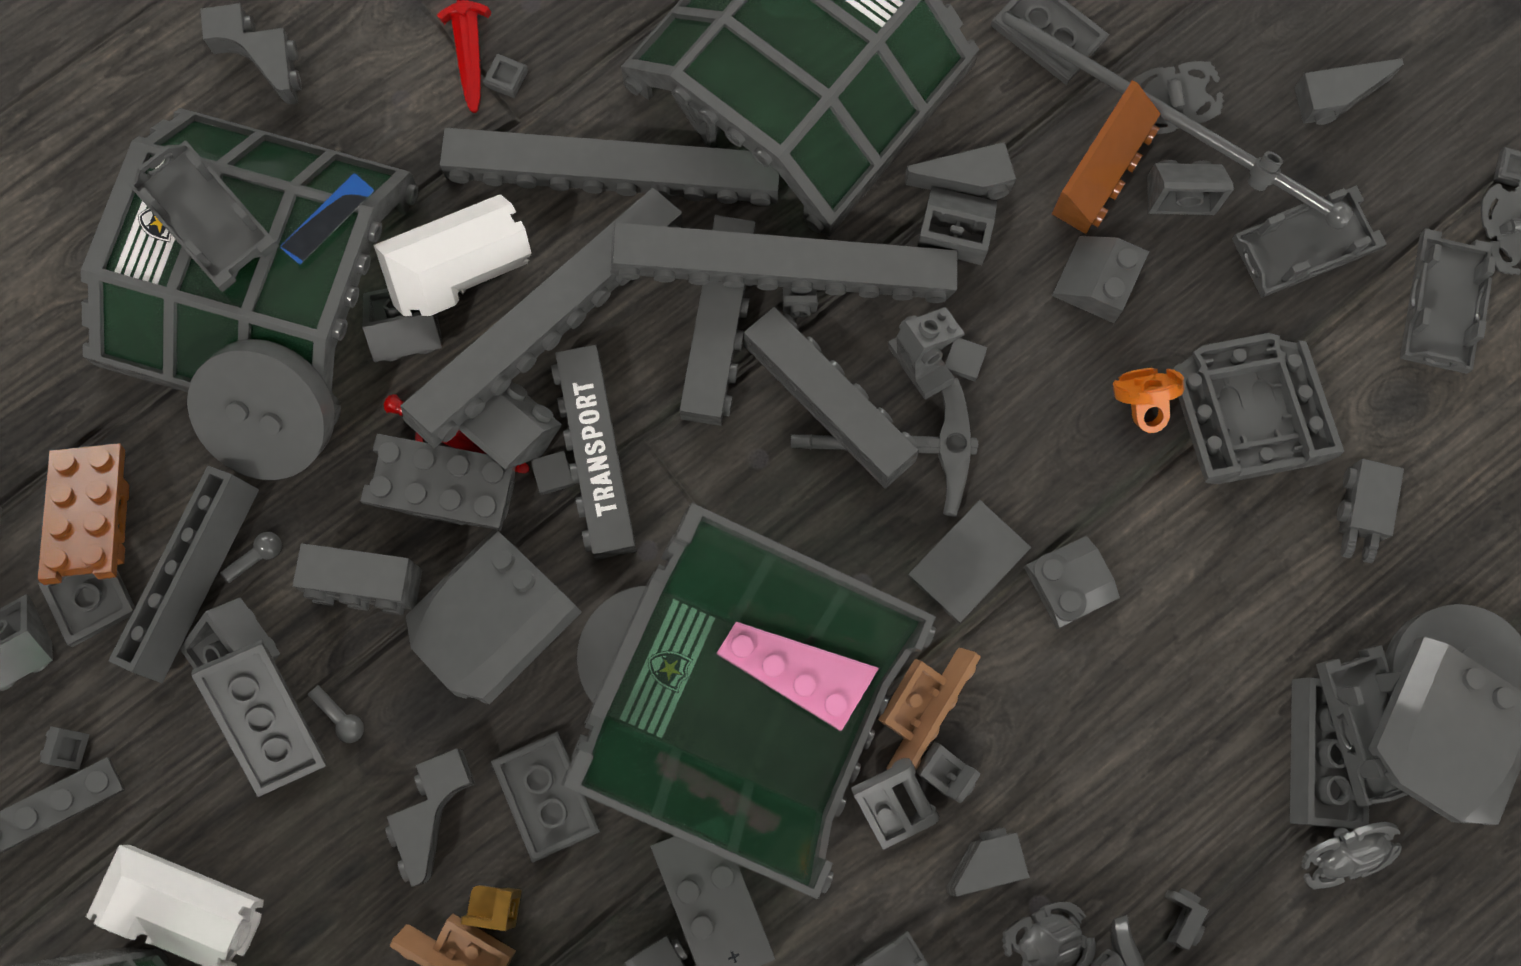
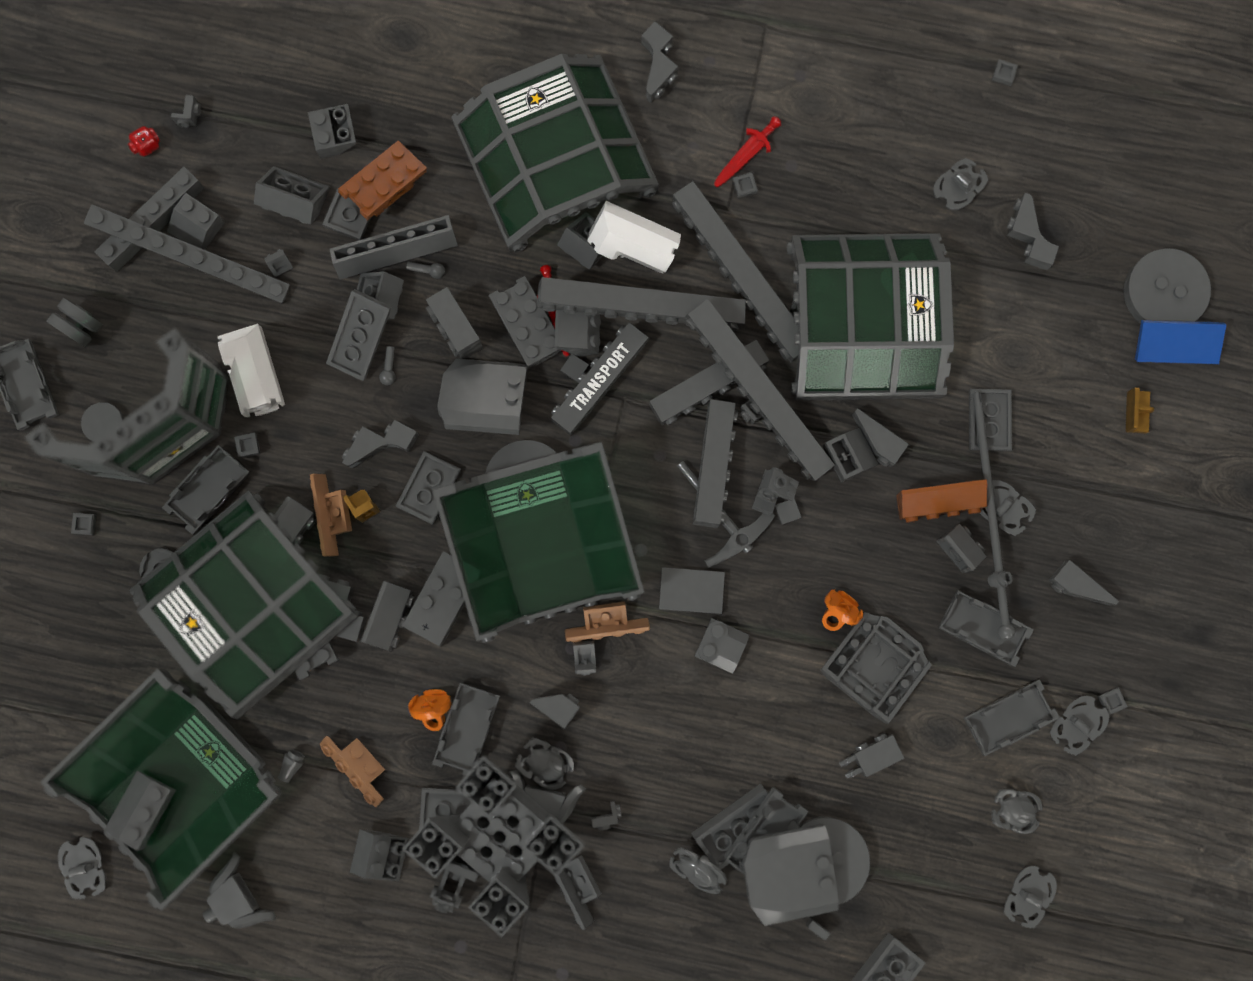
camera: 50 degrees right, 5 degrees up
(201, 213) = (553, 115): dark grey piece -> none
(261, 409) = (491, 216): dark grey brick -> none
(327, 218) = (599, 170): black sticker -> none
(806, 675) = (573, 555): bright pink wing -> none
(884, 808) = (544, 642): dark grey plate -> none
(1100, 275) = (882, 542): dark grey slope -> none

